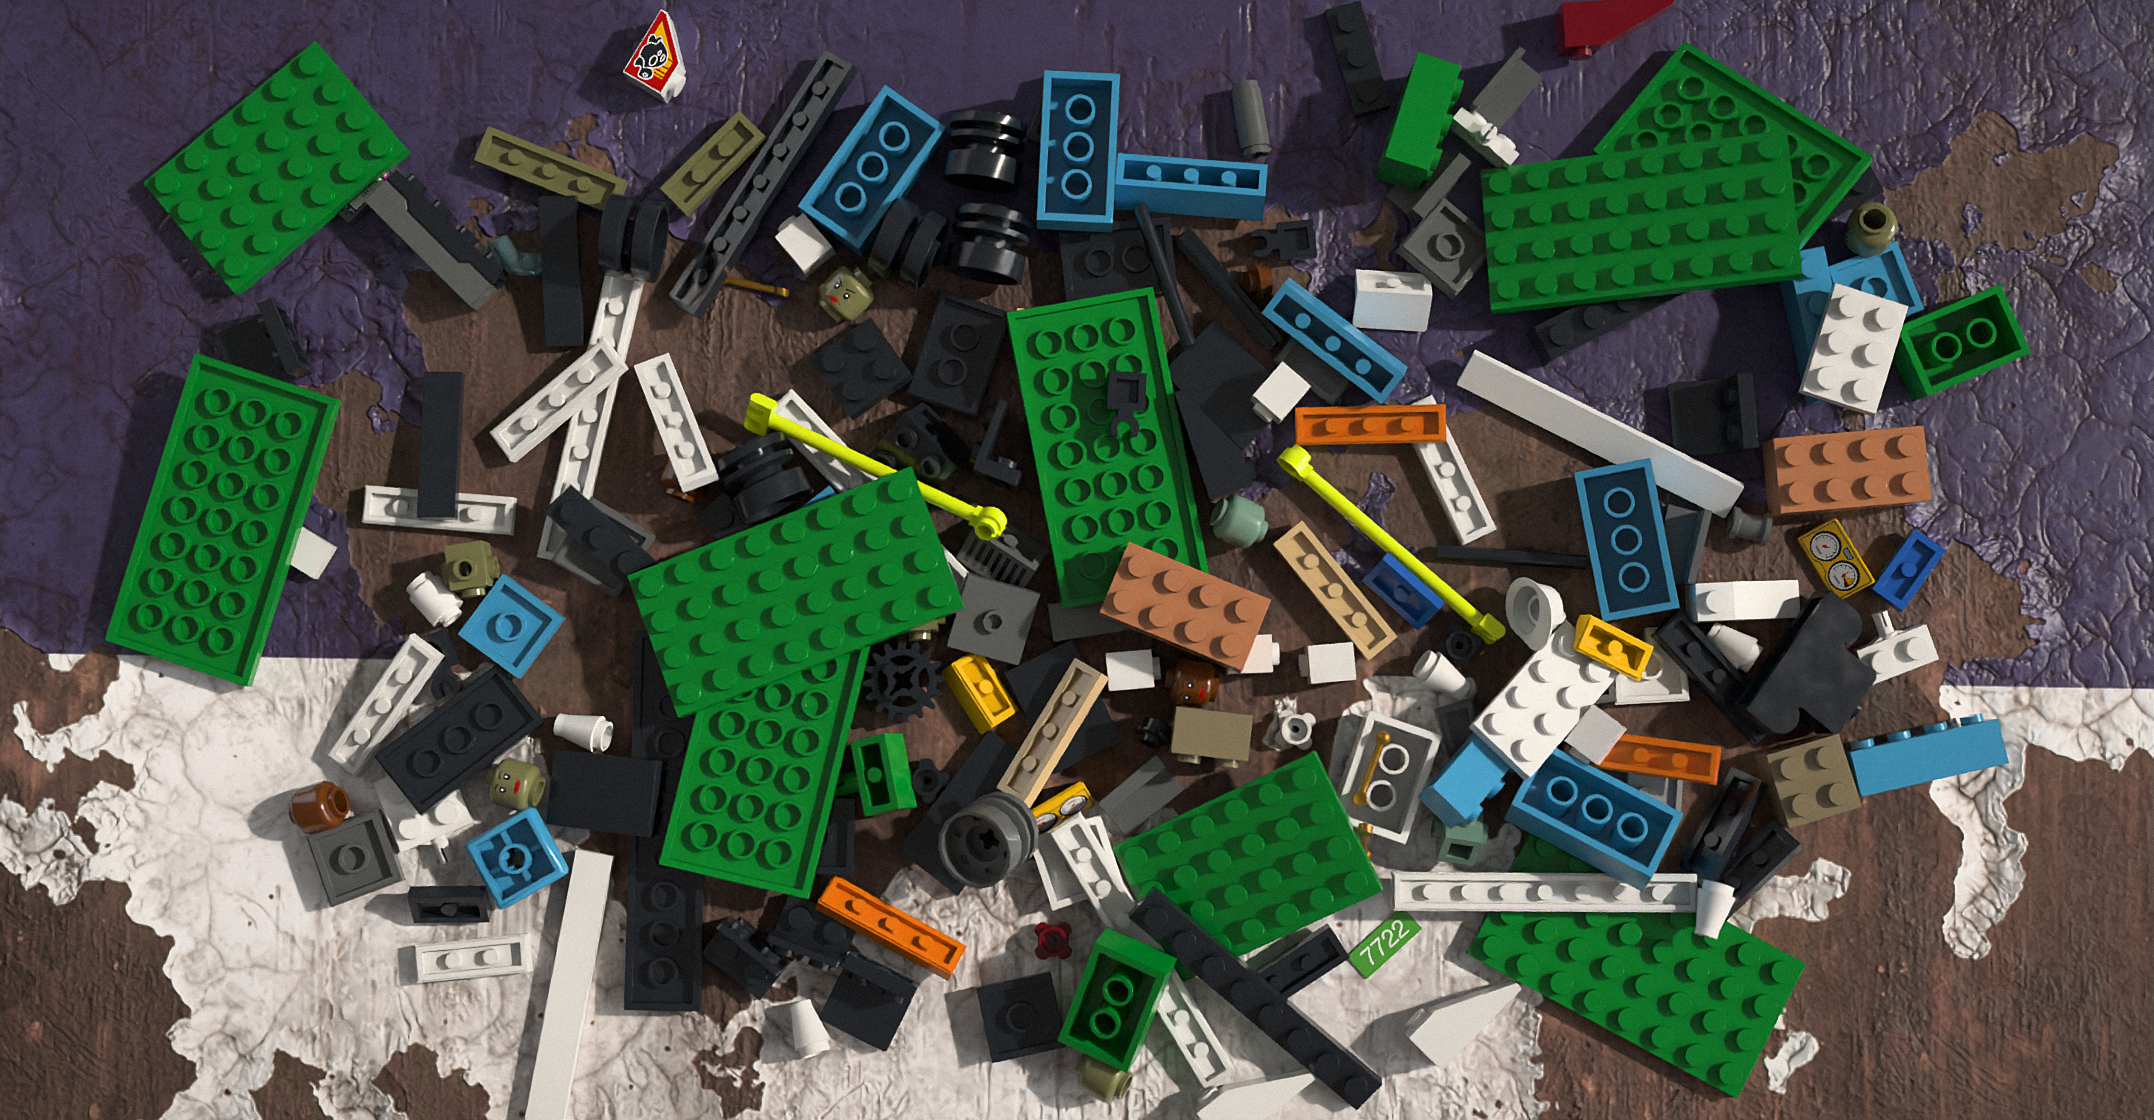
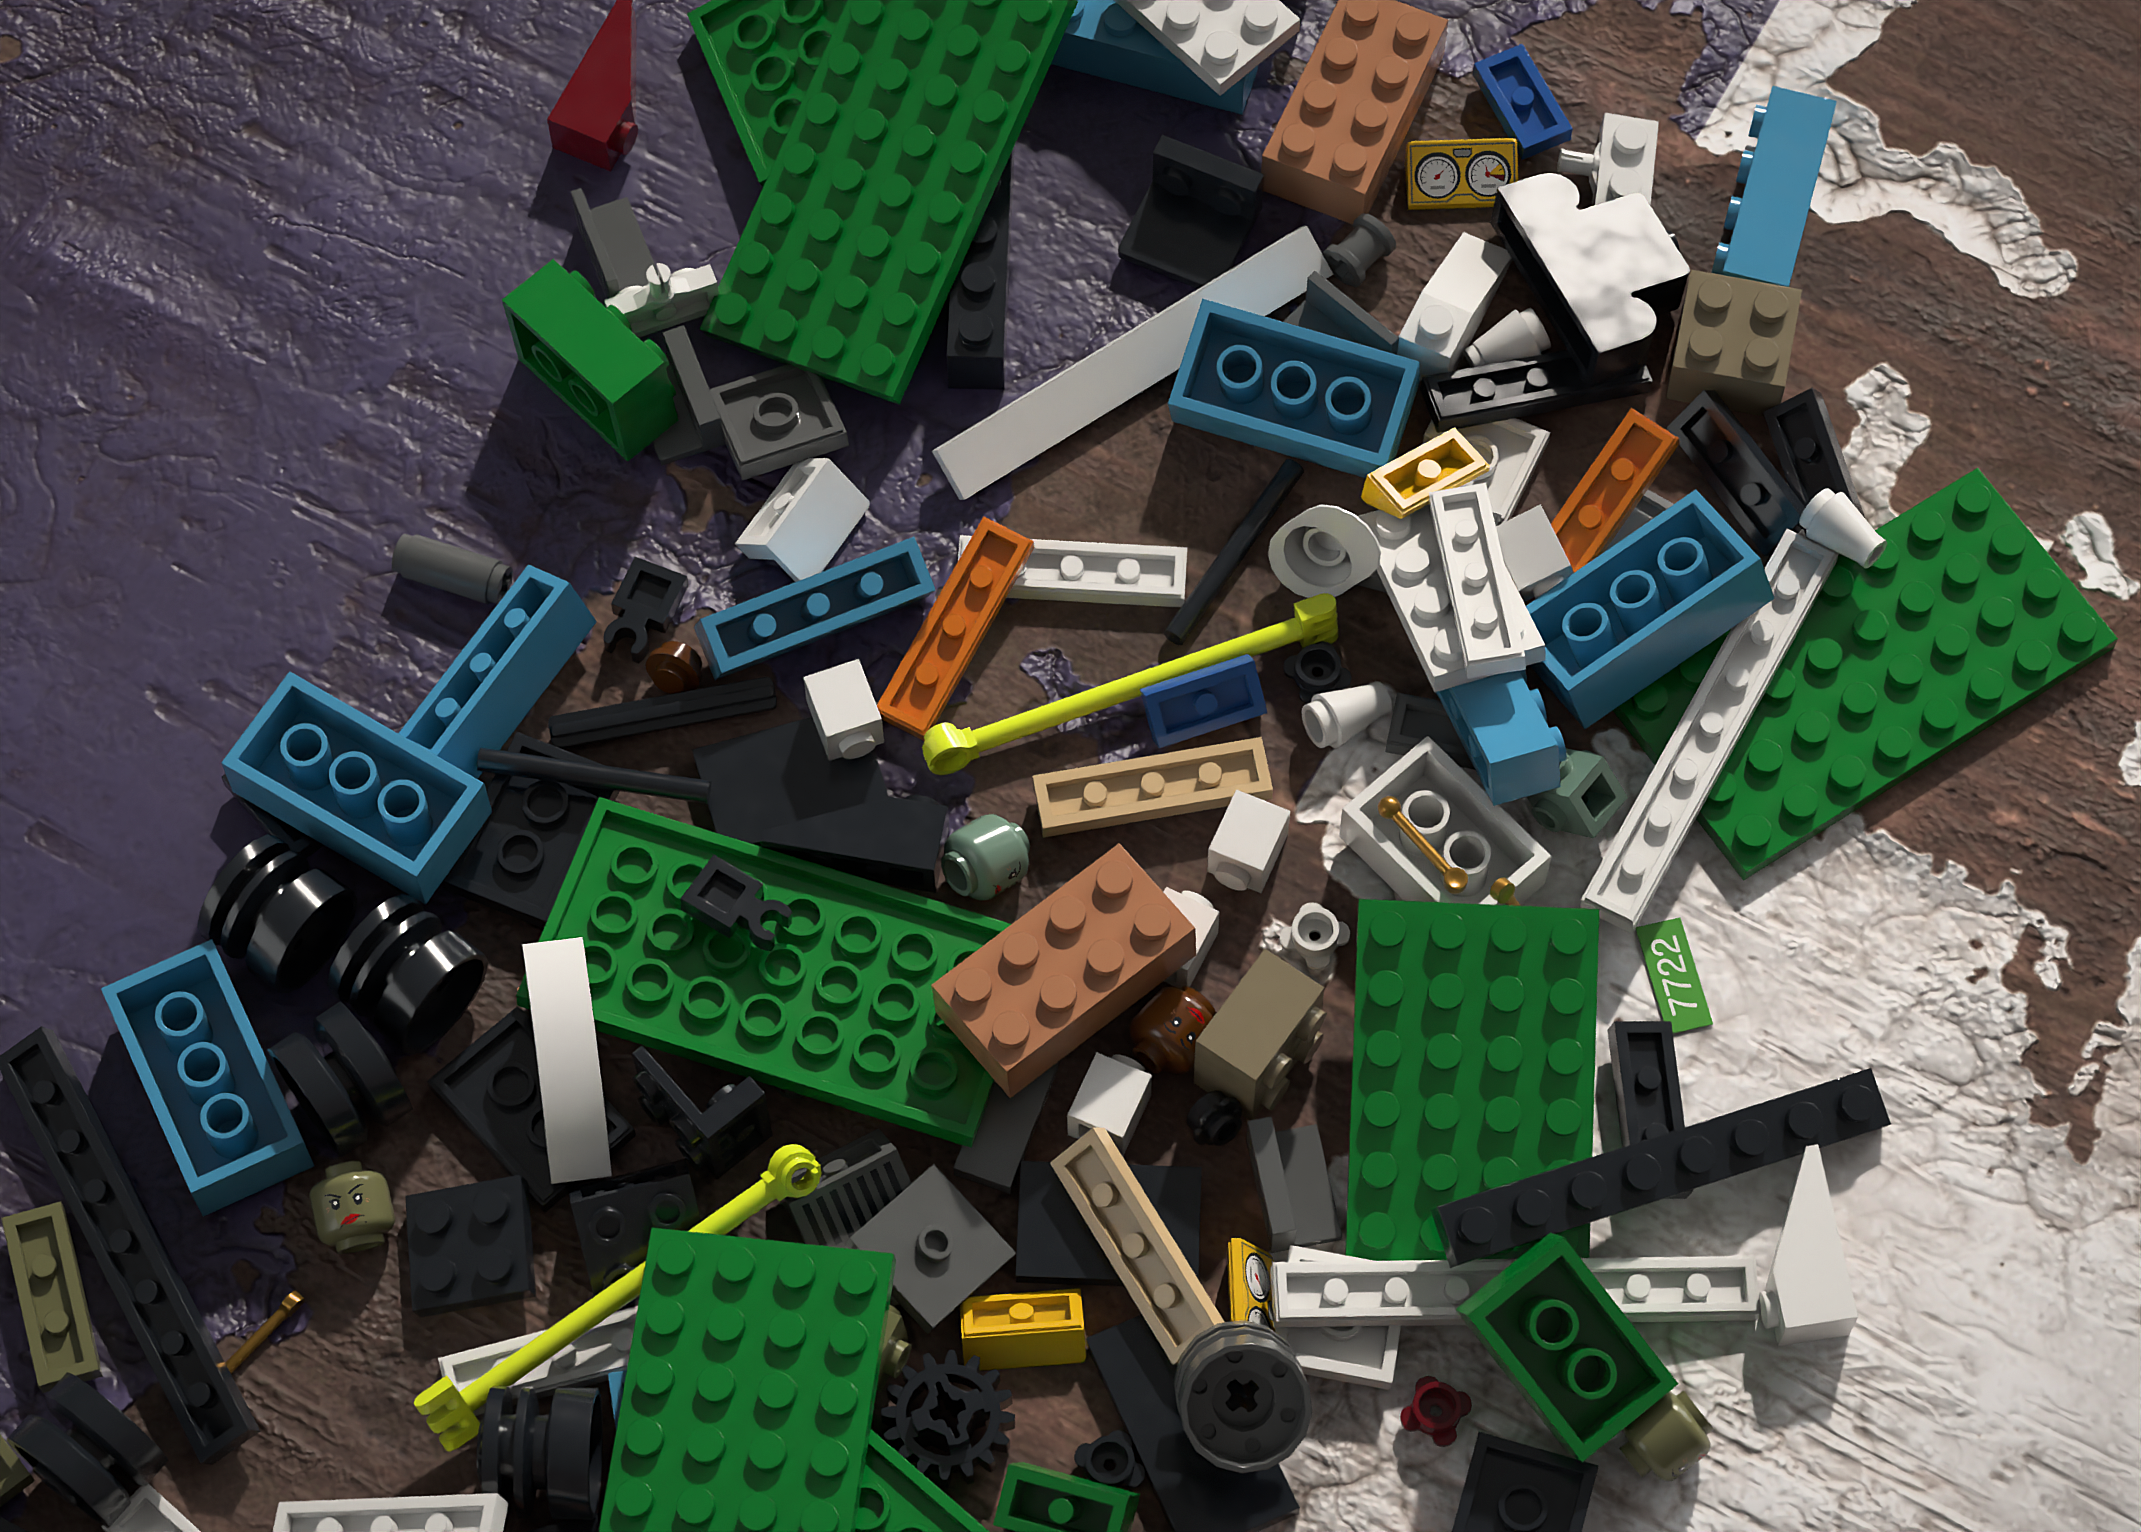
camera: 60 degrees left, 20 degrees down
(804, 243) = (245, 1229): white brick -> none
(986, 360) = (567, 1060): none -> white slope
(1324, 379) = (862, 642): dark grey tile -> none
(1356, 59) = (457, 404): black plate -> none
(1451, 1025) = (1836, 946): white slope -> none
(1550, 717) = (1477, 581): none -> white tile

